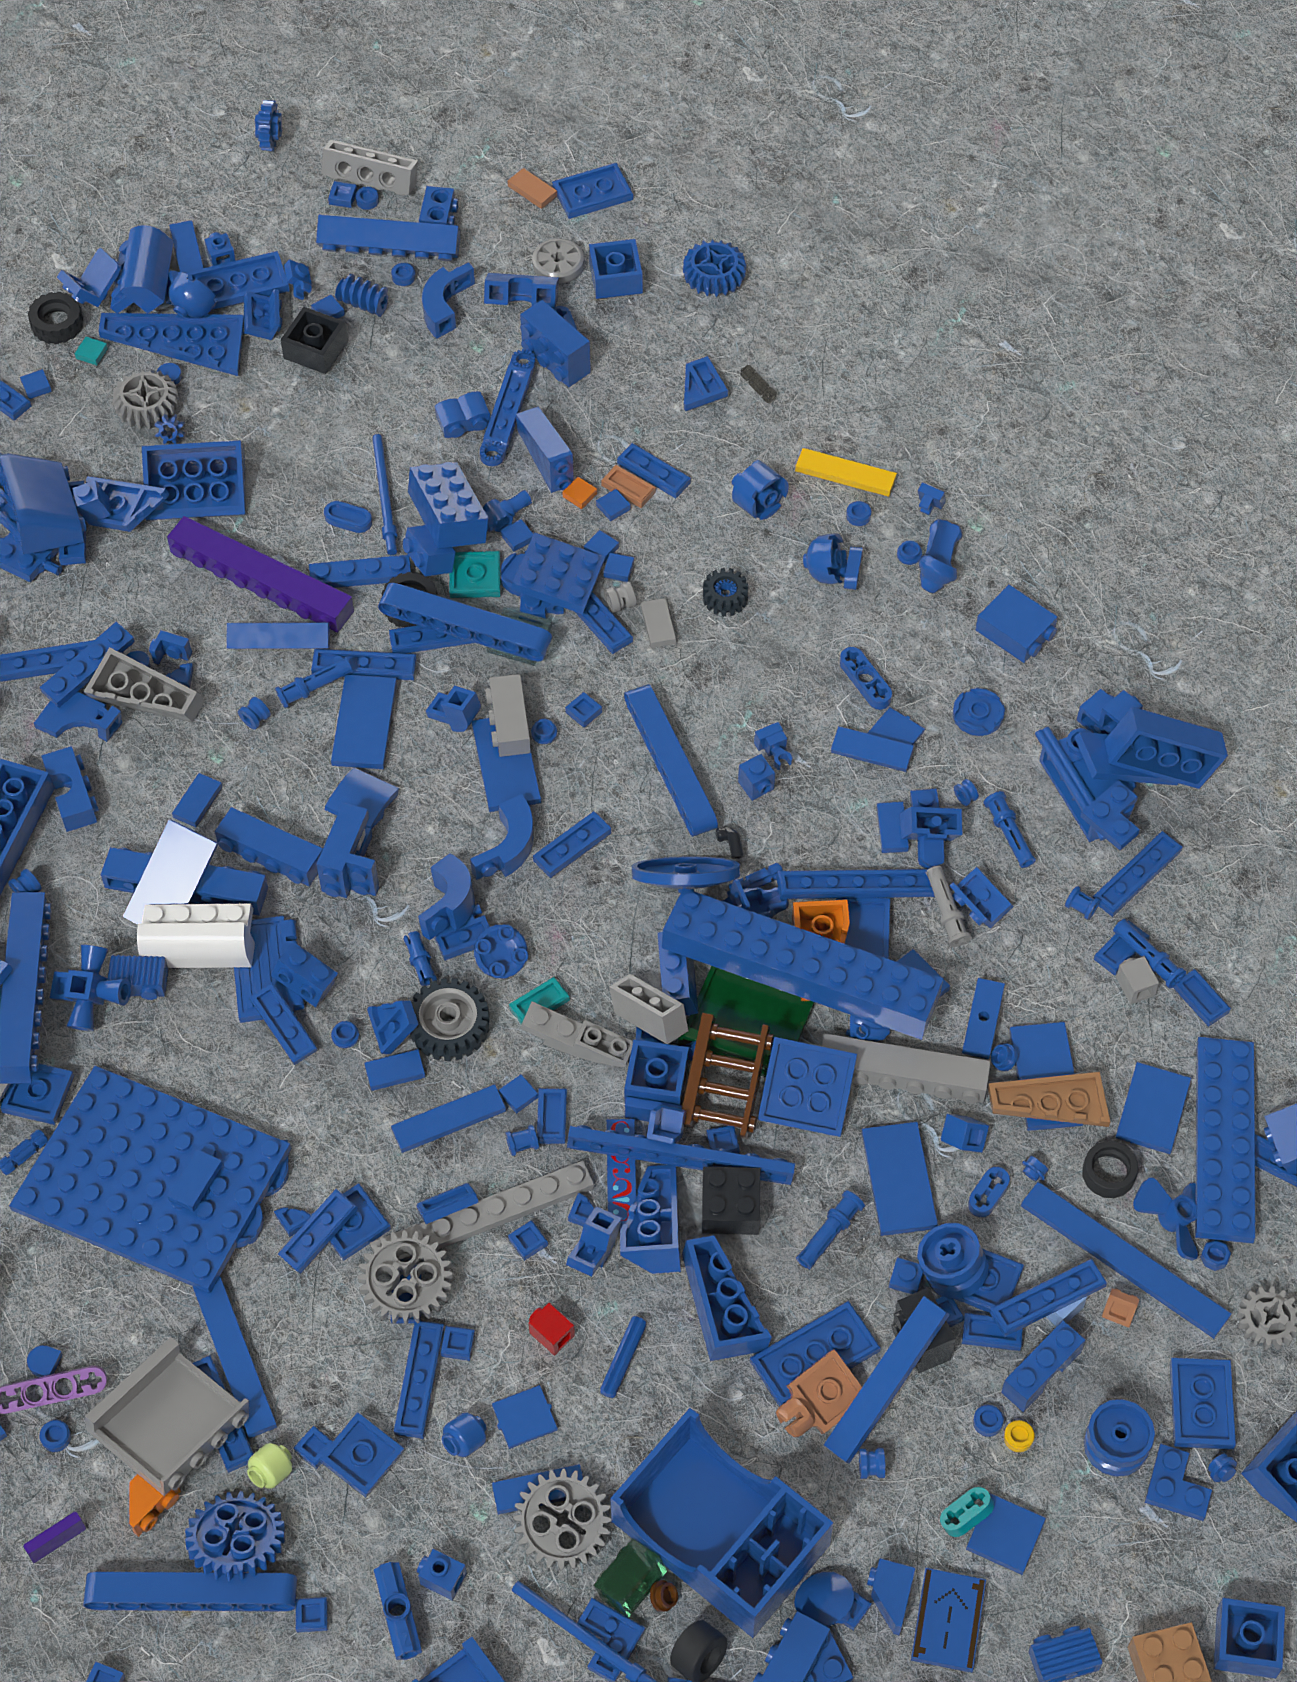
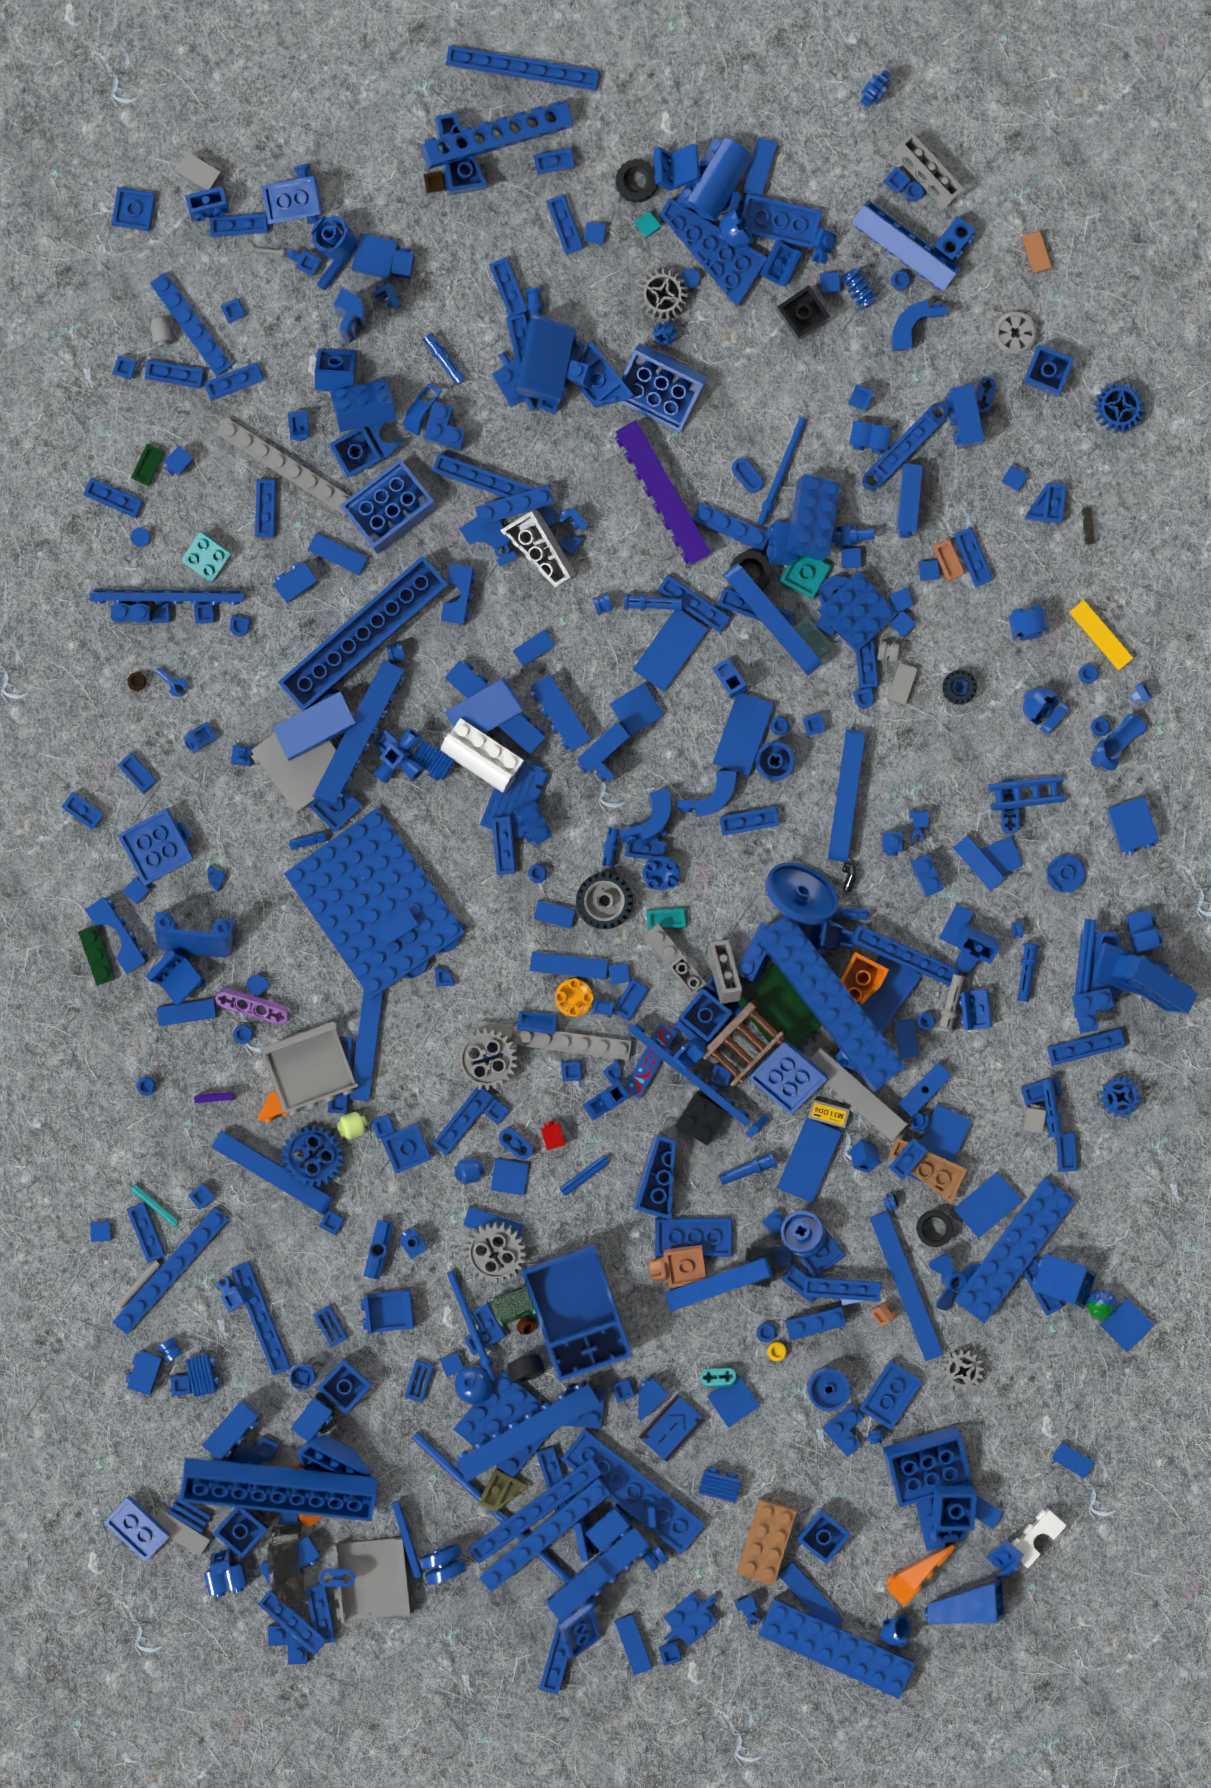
camera: 30 degrees right, 30 degrees up
(217, 246) = (779, 191): blue brick -> none
(278, 636) = (649, 551): blue tile -> none
(318, 1231) = (453, 997): blue tile -> none
(362, 1228) = (476, 999): blue tile -> none
(392, 1024) = (568, 885): blue wing -> none
(428, 385) = (860, 397): none -> blue panel
(477, 1150) = (574, 997): none -> light orange dish
(505, 288) = (962, 340): blue arch -> none
(508, 715) = (761, 706): light grey brick -> none
(508, 1364) = (515, 1144): none -> blue plate
(561, 764) = (785, 762): none -> blue brick
(579, 492) = (912, 547): orange tile -> none
(592, 190) = (1078, 279): blue tile -> none
(623, 658) = (864, 698): none -> blue tile
(647, 380) = (1014, 478): none -> blue tile
(652, 1228) = (644, 1111): blue wedge -> none
(806, 1174) = (756, 1126): none -> blue tile
(821, 790) = (926, 875): none -> blue brick
(825, 1598) = (610, 1380): blue dish -> none
(871, 1463) = (684, 1320): blue wheel -> none
(872, 663) = (1018, 801): none -> blue bar
(886, 1110) = (828, 1113): none -> tile
(924, 798) = (987, 920): blue plate -> none
(930, 939) = (925, 1026): none -> blue plate
(983, 1188) = (853, 1195): blue beam -> none
(1019, 1095) = (907, 1159): none -> blue plate
(1082, 902) = (1037, 1049): blue bush -> none
(1215, 1255) = (959, 1315): blue tile -> none
(1217, 901) = (1125, 1089): none -> blue gear

